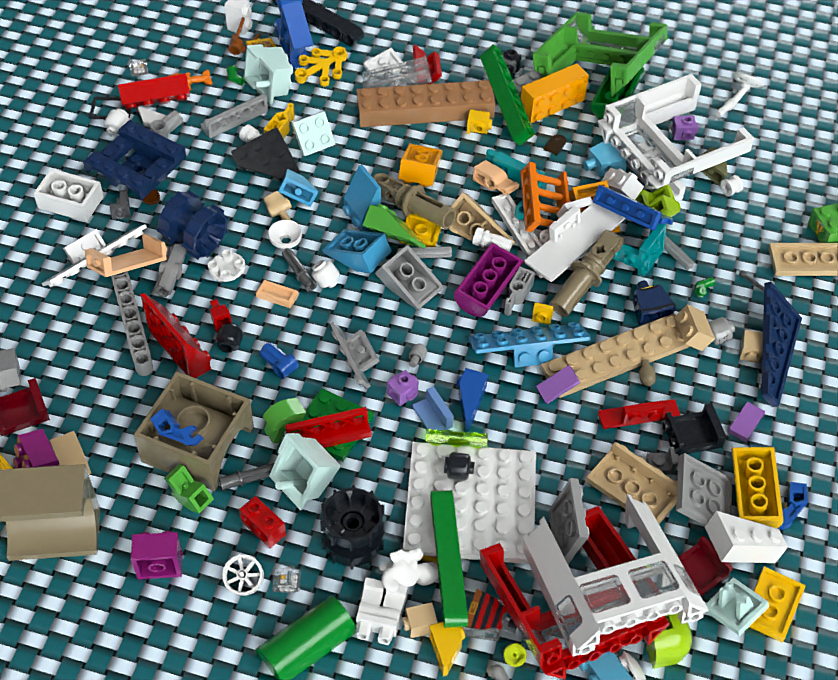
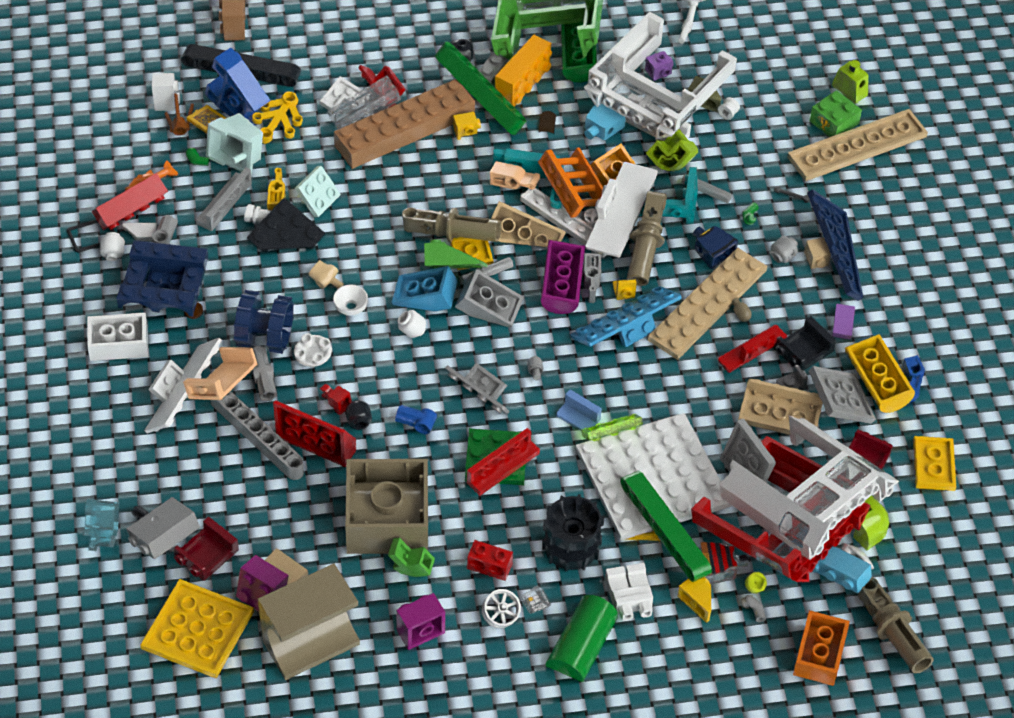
camera: 25 degrees left, 0 degrees up
(122, 208) = (176, 329): flat silver bracket -> none
(138, 67) = (91, 181): clear slope -> none
(183, 435) = (389, 511): blue piece -> none
(245, 476) = (447, 532): dark grey axle -> none
(277, 294) = (375, 359): light nougat tile -> none
(281, 414) = (455, 466): bright green brick -> none
(298, 188) = (334, 250): dark azure slope -> none
(302, 469) = (501, 503): light aqua piece -> none
(303, 274) = (389, 332): dark grey axle -> none
(360, 195) = (407, 240): dark azure slope -> none
(402, 387) = (542, 401): medium lavender brick -> none
(405, 570) = (635, 550): white animal -> none
(418, 619) = (666, 585): tan brick -> none
(420, 165) = (435, 187): light orange slope -> none
(458, 466) = (631, 449): black head -> none
(471, 391) = (602, 385): blue slope -> none
(485, 238) = (540, 238): white axle -> none
(558, 384) = (673, 347): medium lavender tile -> none
(578, 203) = (604, 180): white tile -> none
(623, 182) = (635, 141): white brick -> none
(630, 208) = (659, 164): blue fence -> none
(694, 327) = (763, 254): tan brick -> none
(736, 606) = (911, 473): light aqua plate -> none
(744, 540) = (891, 419): white wedge -> none

